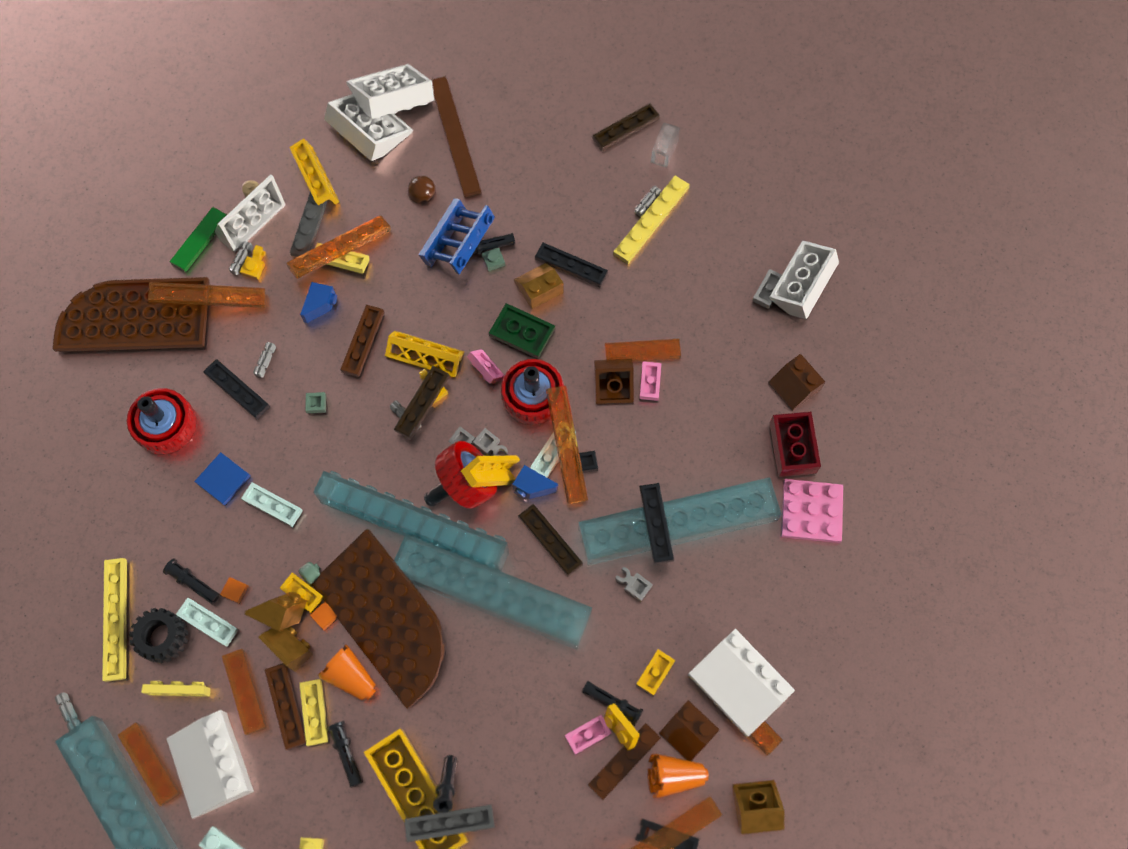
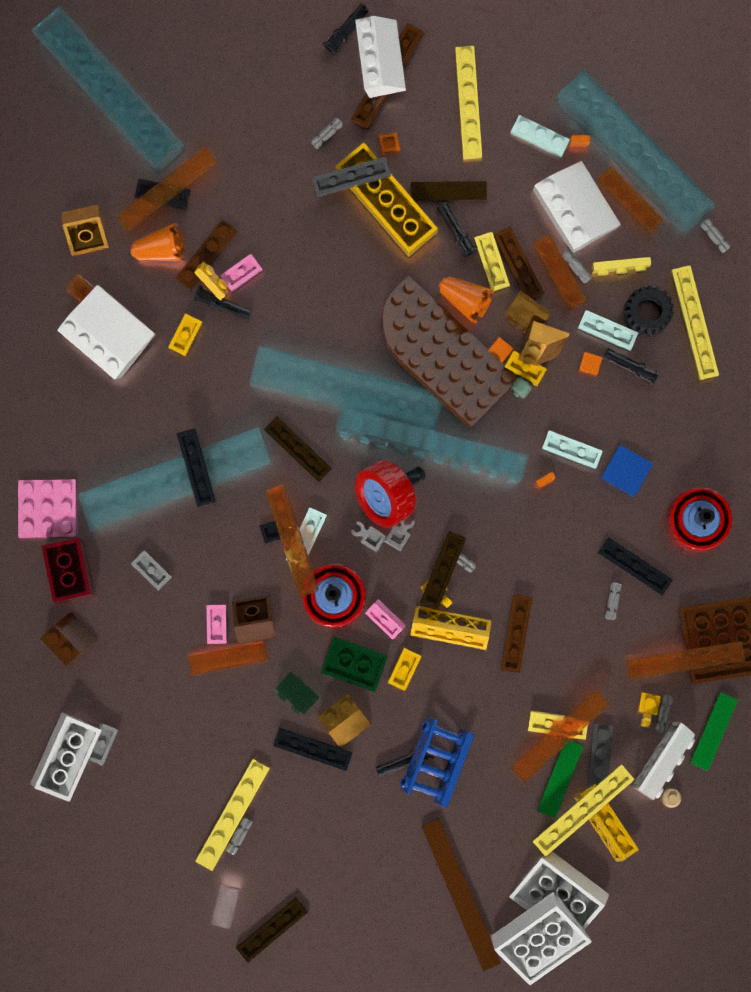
camera: 175 degrees right, 15 degrees up
(187, 841) = (579, 140): none -> orange tile
(224, 696) = (576, 266): none -> light grey axle
(305, 477) = (545, 480): none -> orange tile
(315, 402) = (550, 559): sand green plate -> none
(318, 301) = (570, 671): blue slope -> none
(329, 177) = (583, 810): none -> light yellow plate
(346, 801) = (449, 191): none -> dark brown tile
(349, 213) = (560, 779): none -> green tile
(421, 189) = (486, 820): reddish brown hair -> none
(445, 789) = (359, 205): black pin -> none
(474, 321) = (404, 669): none -> yellow plate
(490, 471) = (361, 495): yellow fence -> none
(493, 259) = (395, 745): sand green plate -> none
(533, 484) = (321, 499): blue slope -> none
(579, 310) = (297, 693): none -> clear green brick
(636, 585) = (210, 413): light grey plate -> none
(689, 731) = (150, 286): reddish brown slope -> none
(710, 437) = (151, 570): none -> light grey plate

